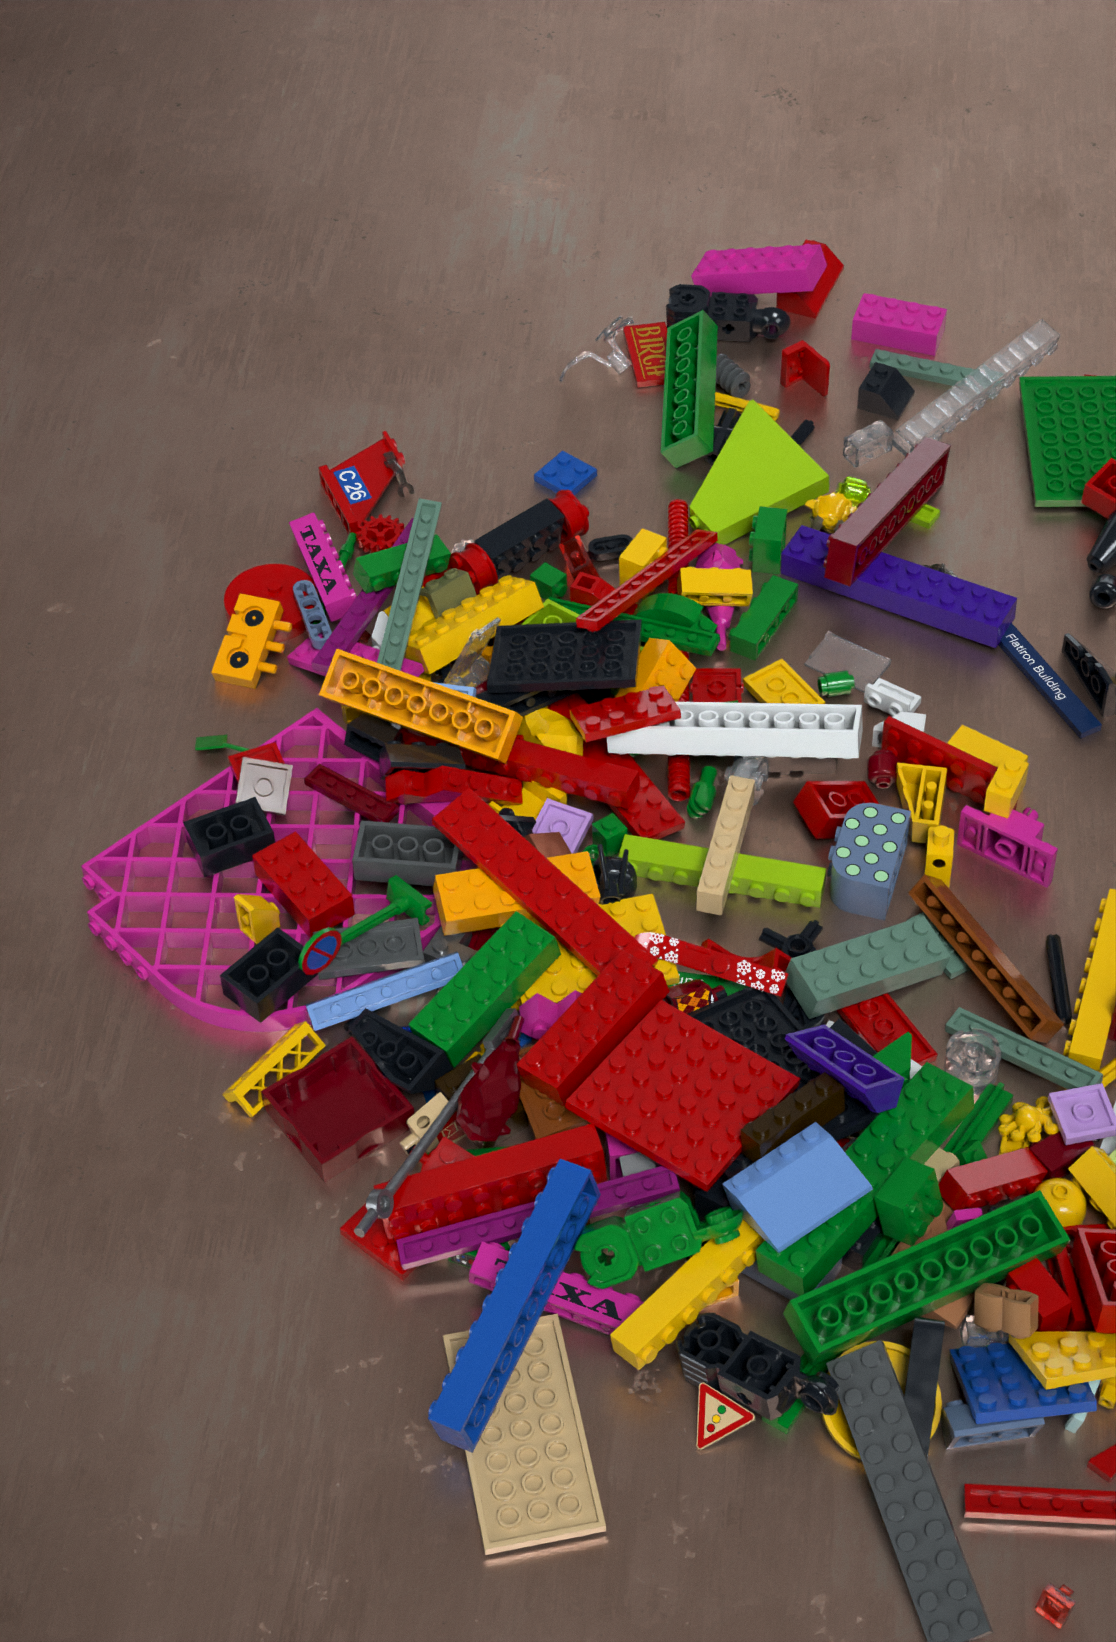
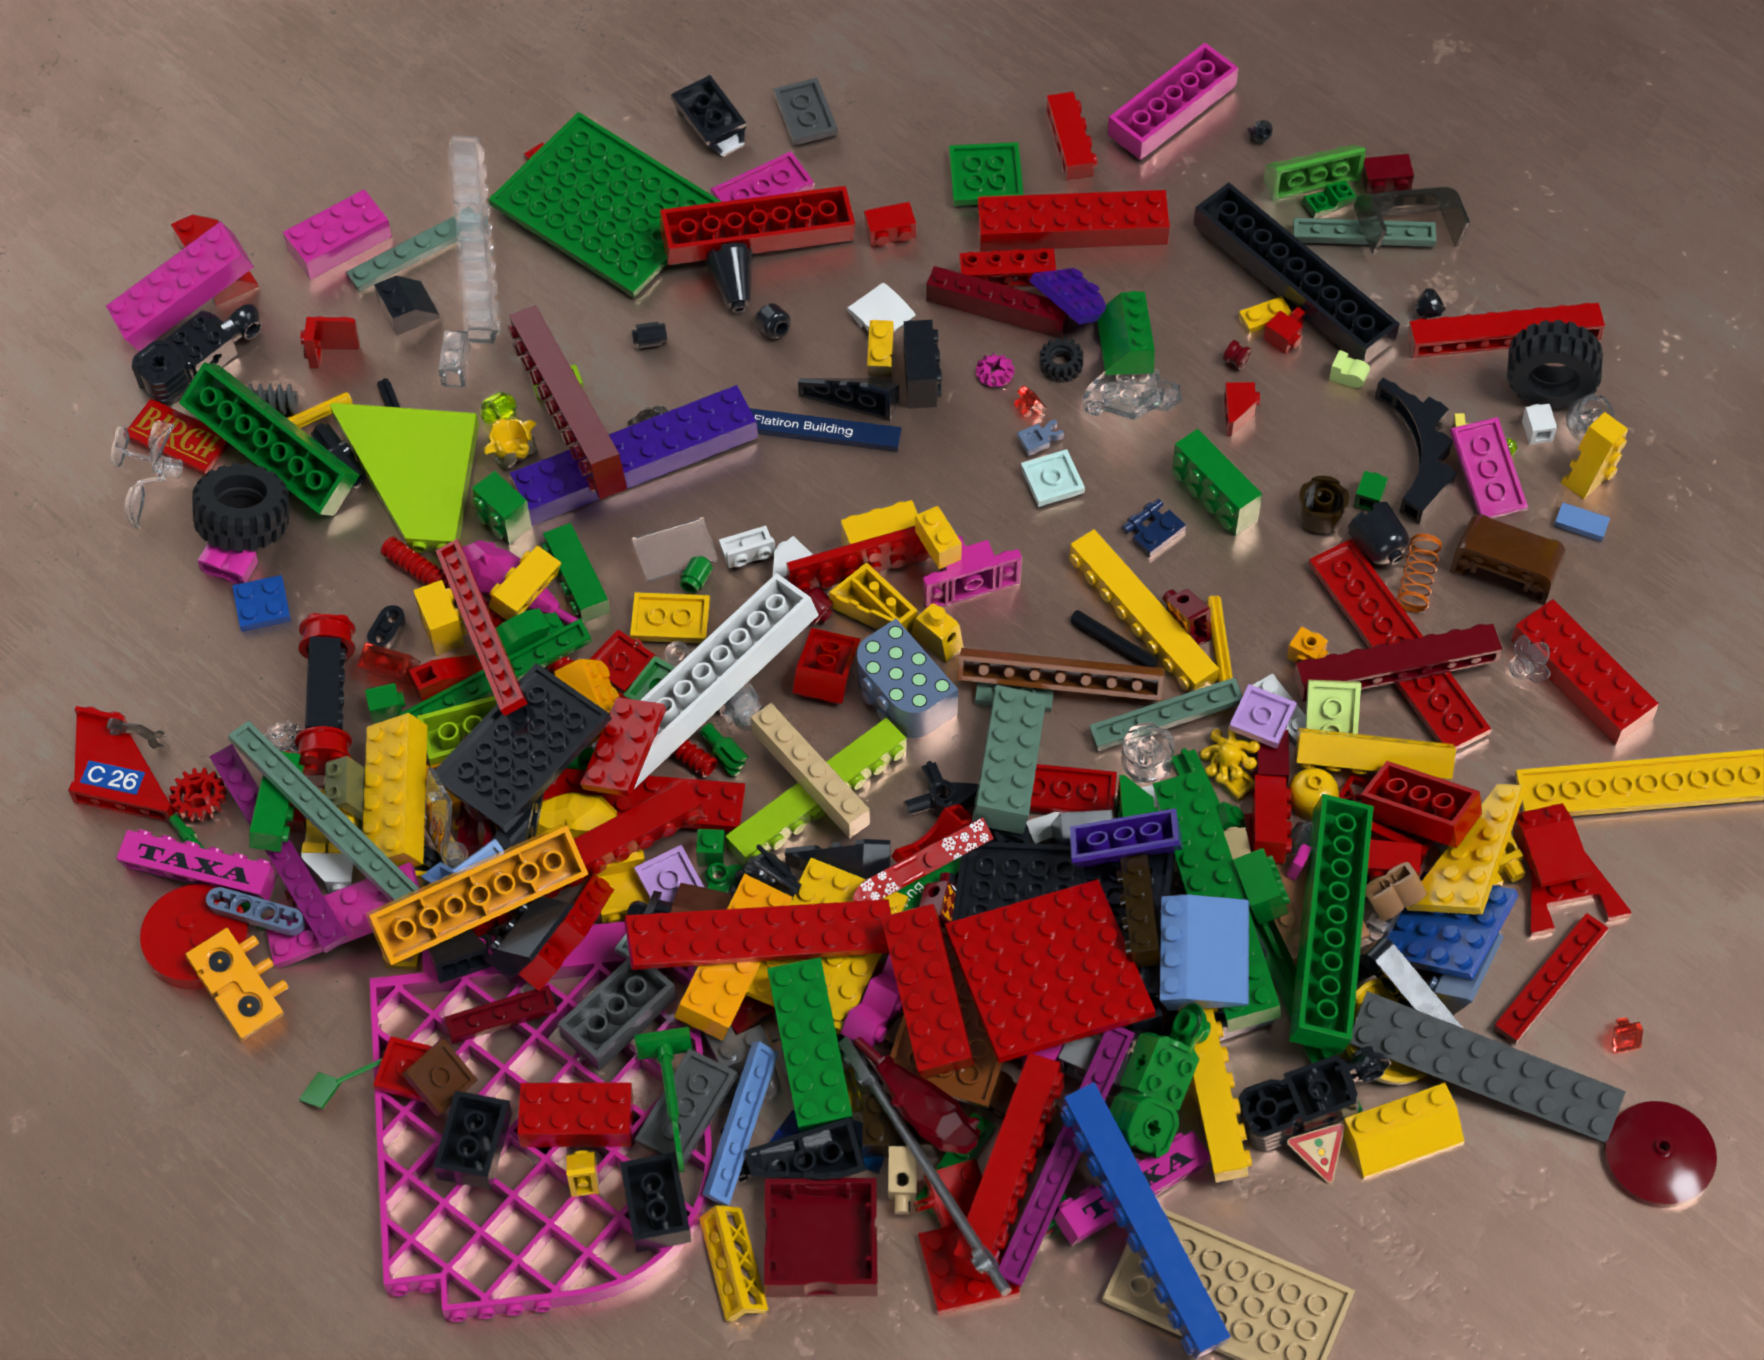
camera: 55 degrees left, 10 degrees up
(579, 435) = (229, 565): none -> dark pink brick
(619, 408) = (240, 528): none -> black tyre
(676, 920) = (862, 859): none -> black wedge
(794, 1472) = (1403, 1130): none -> yellow slope
(1011, 532) = (649, 334): none -> black brick

